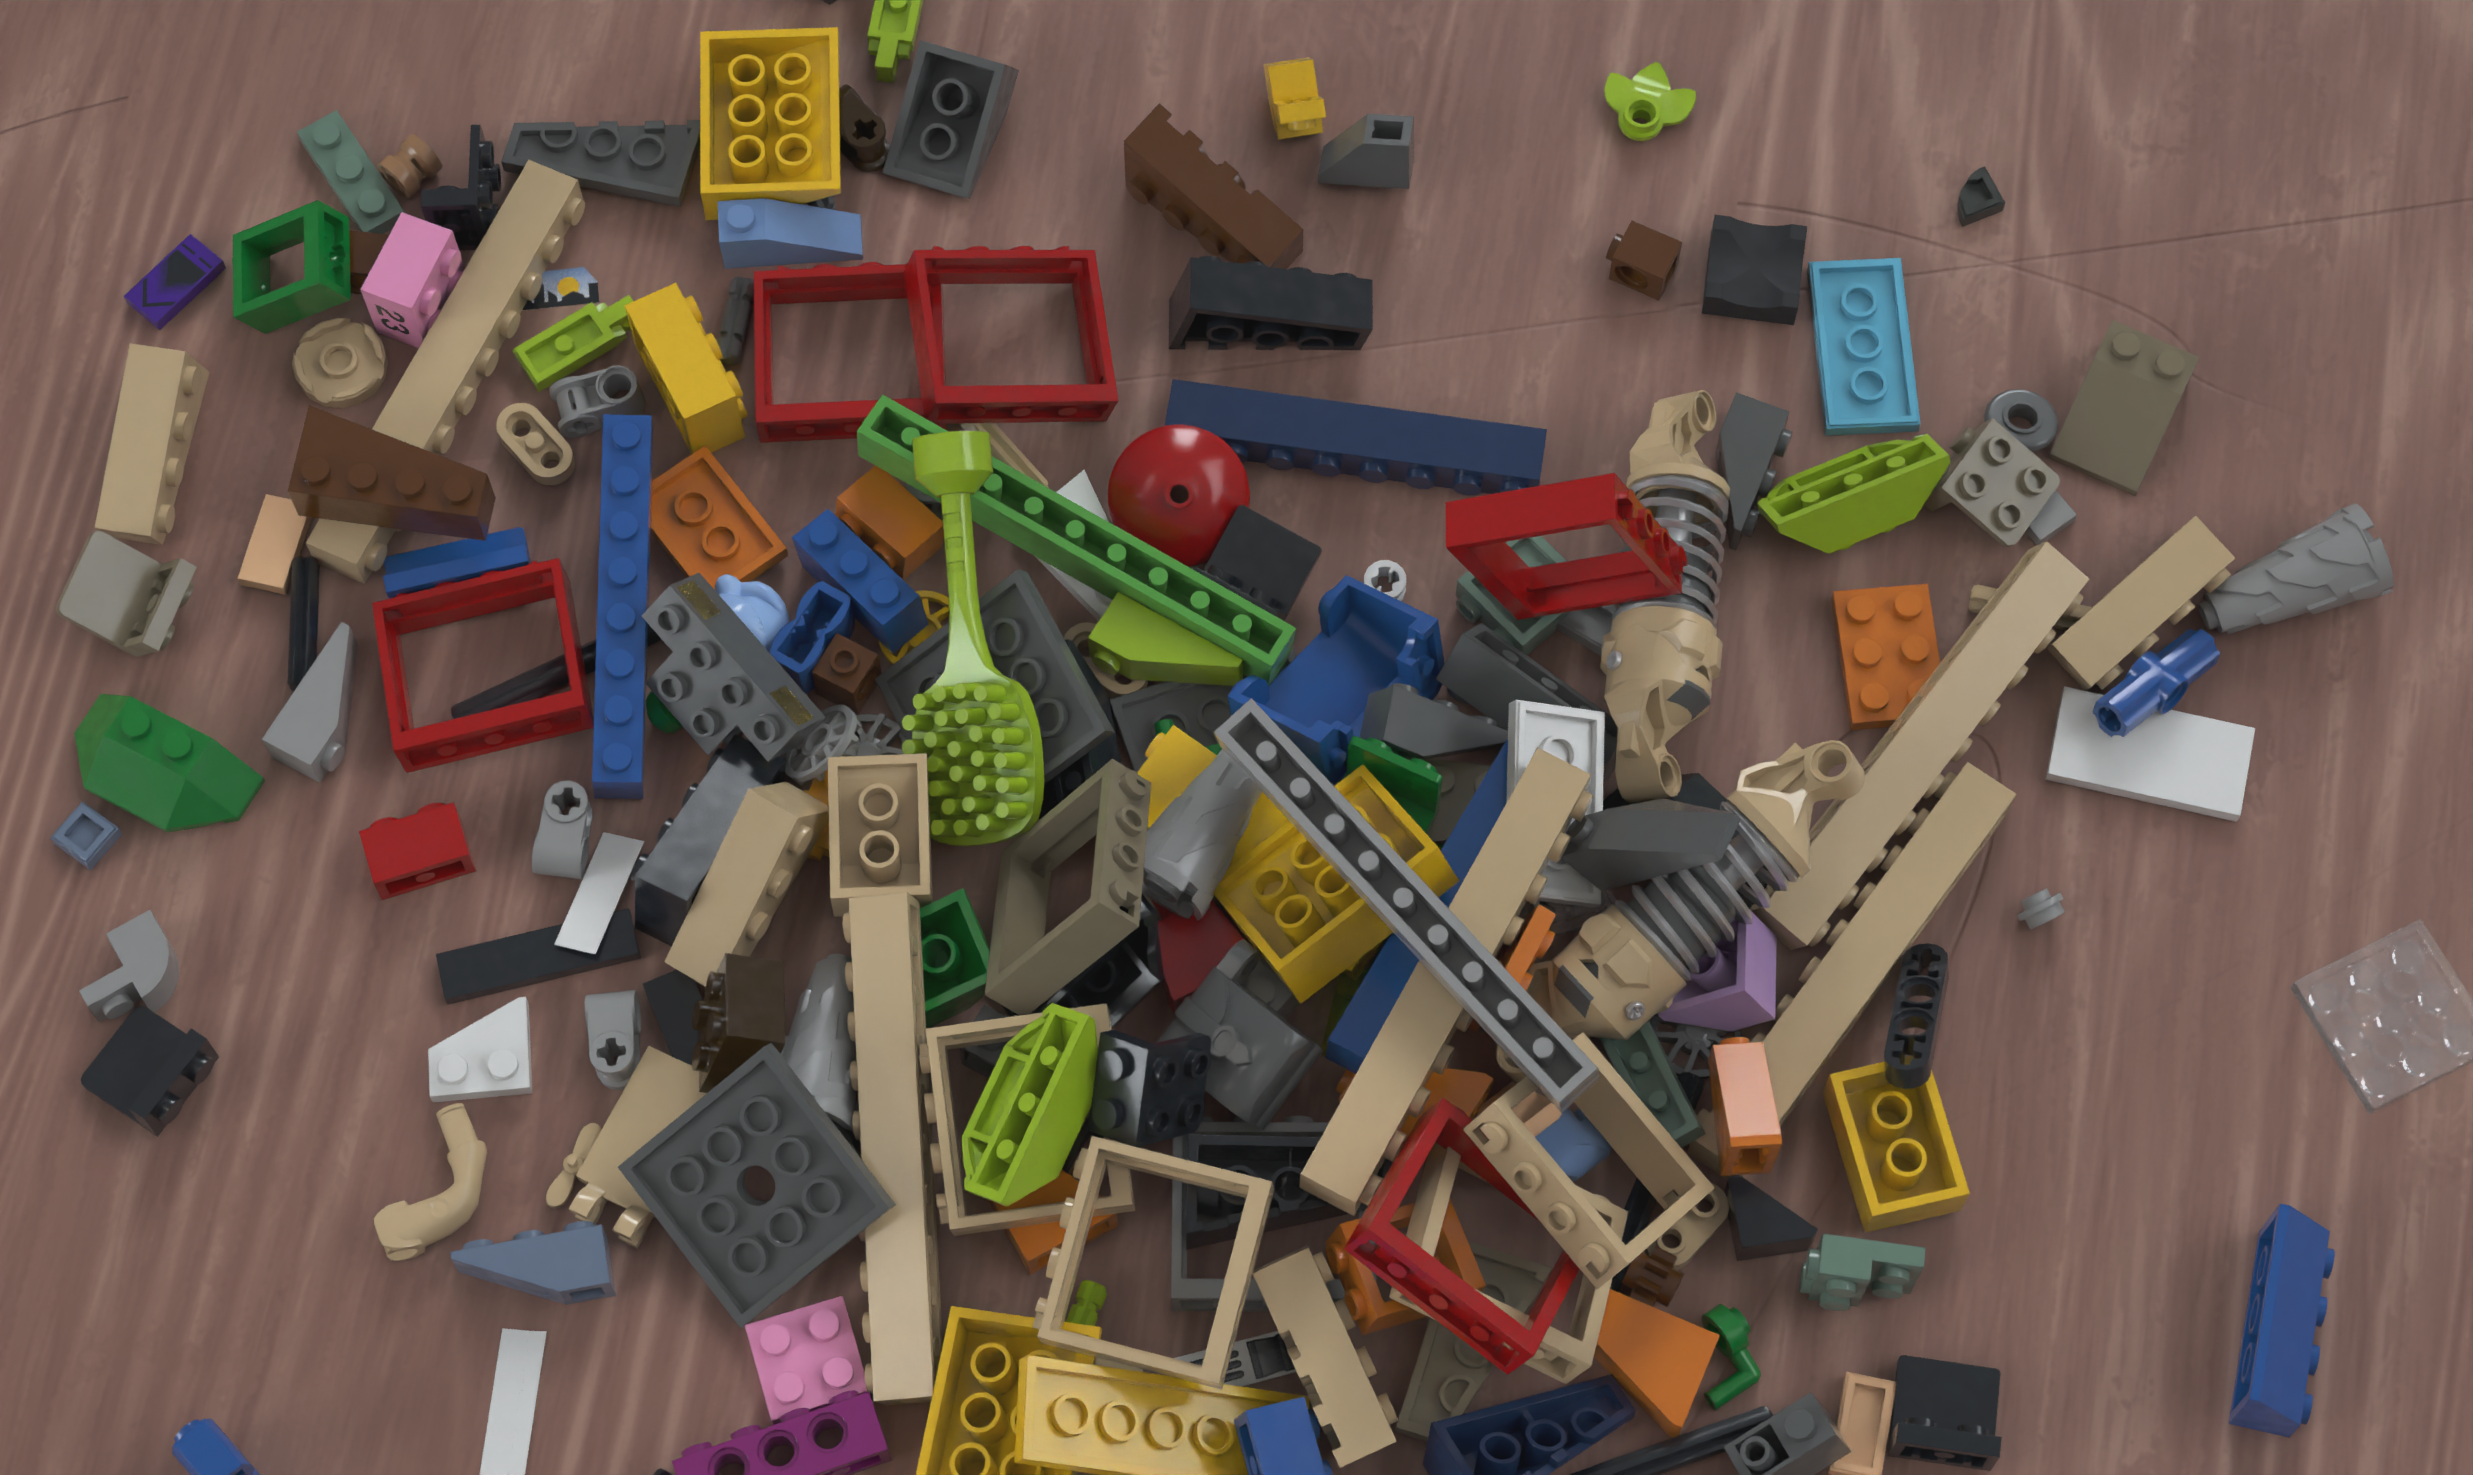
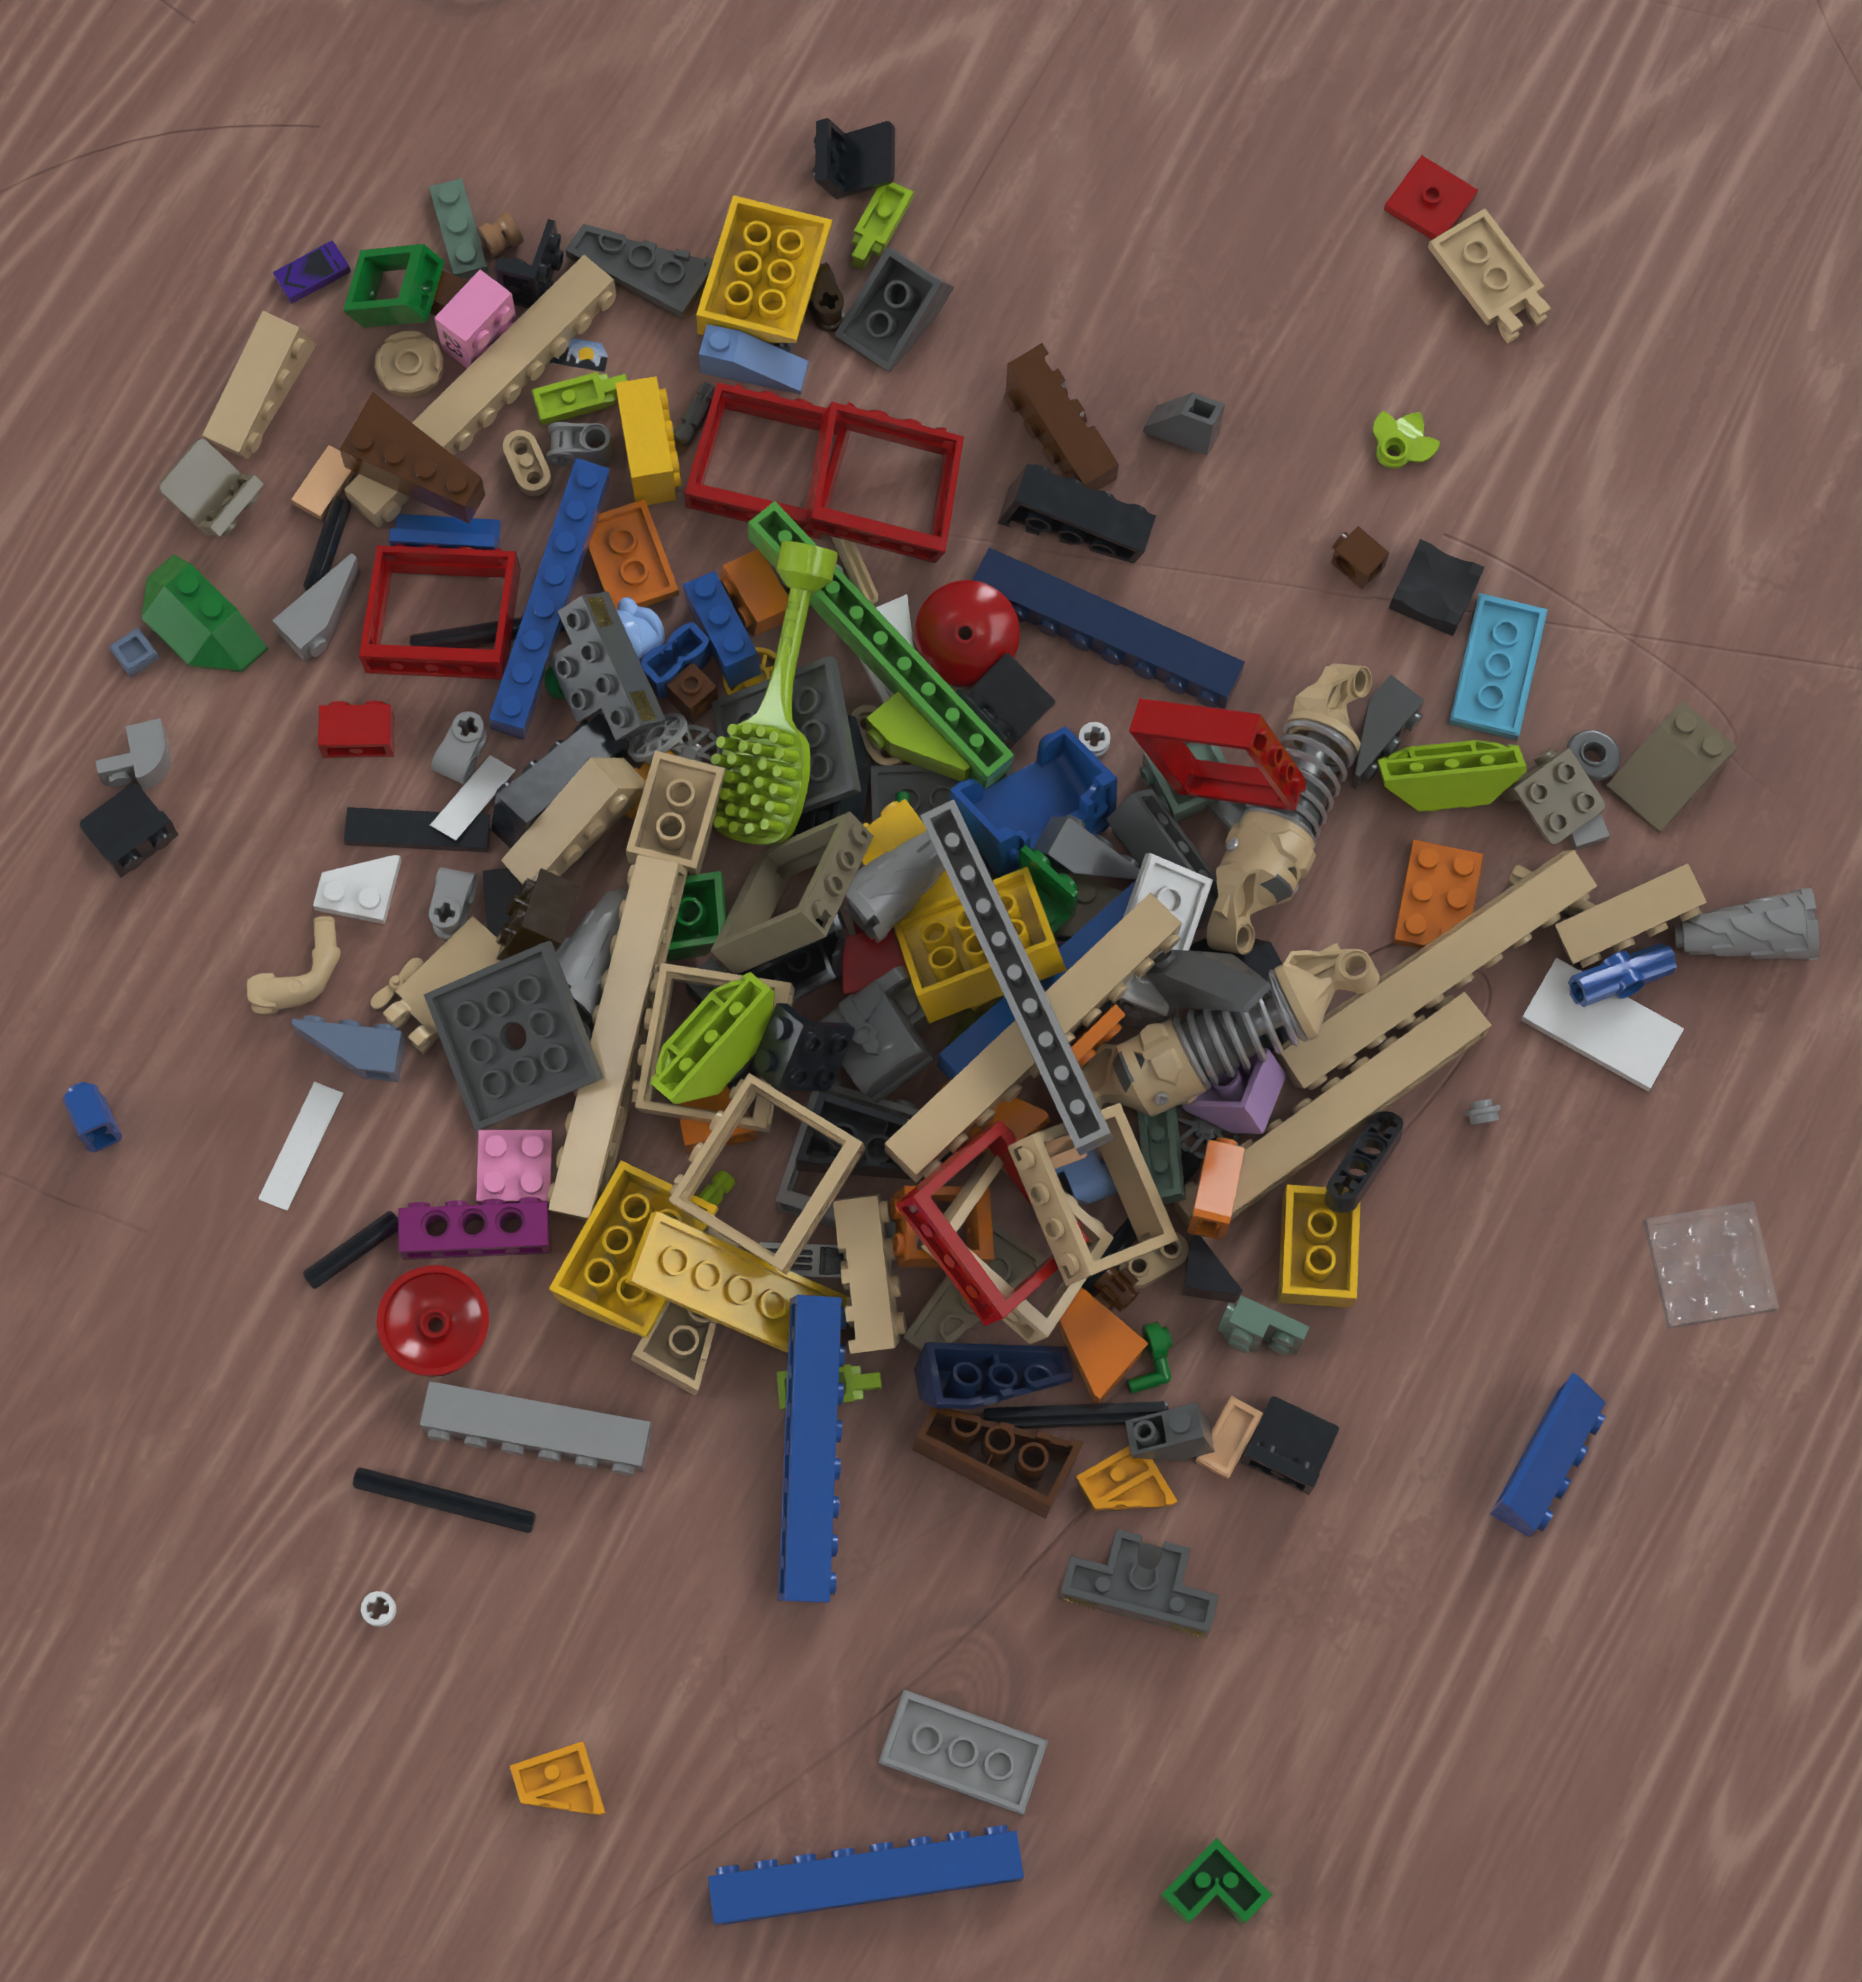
camera: 15 degrees right, 5 degrees up
(1294, 98) = (1145, 364): yellow brick -> none
(1979, 198) = (1621, 581): pearl dark grey tile -> none

